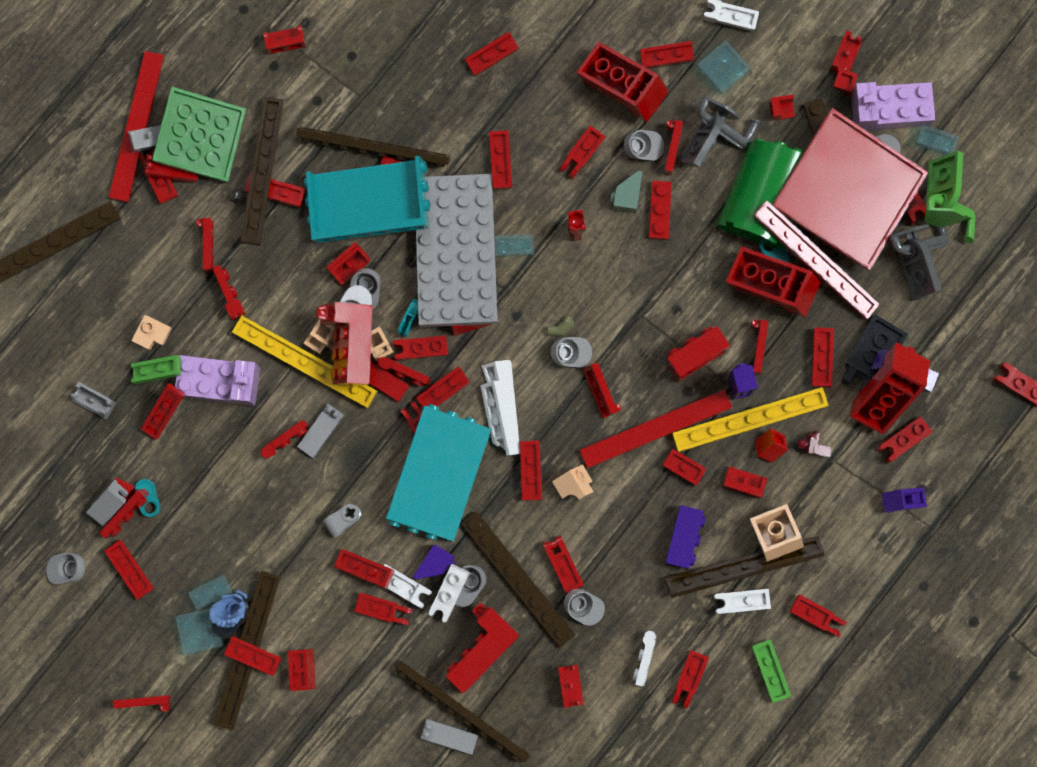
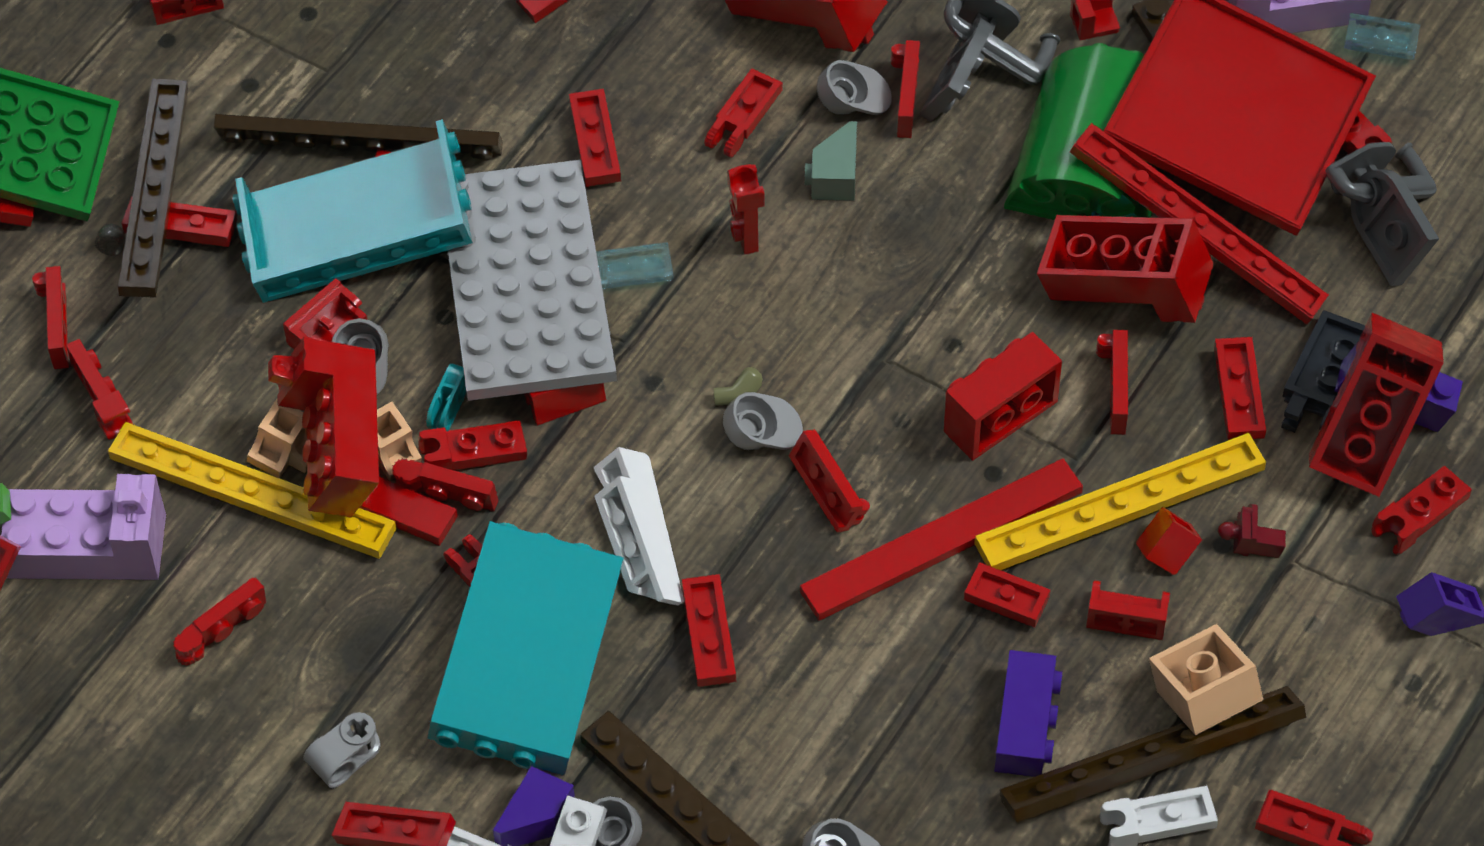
camera: 10 degrees left, 25 degrees down
(320, 431) = (290, 605): light grey hinge -> none
(444, 388) = (530, 502): red hinge -> none
(563, 565) = (791, 785): red plate -> none
(574, 482) = (793, 636): light nougat brick -> none
(660, 210) = (898, 189): red plate -> none
(742, 381) = (1095, 425): dark purple brick -> none
(943, 193) = (1407, 101): bright green plate -> none

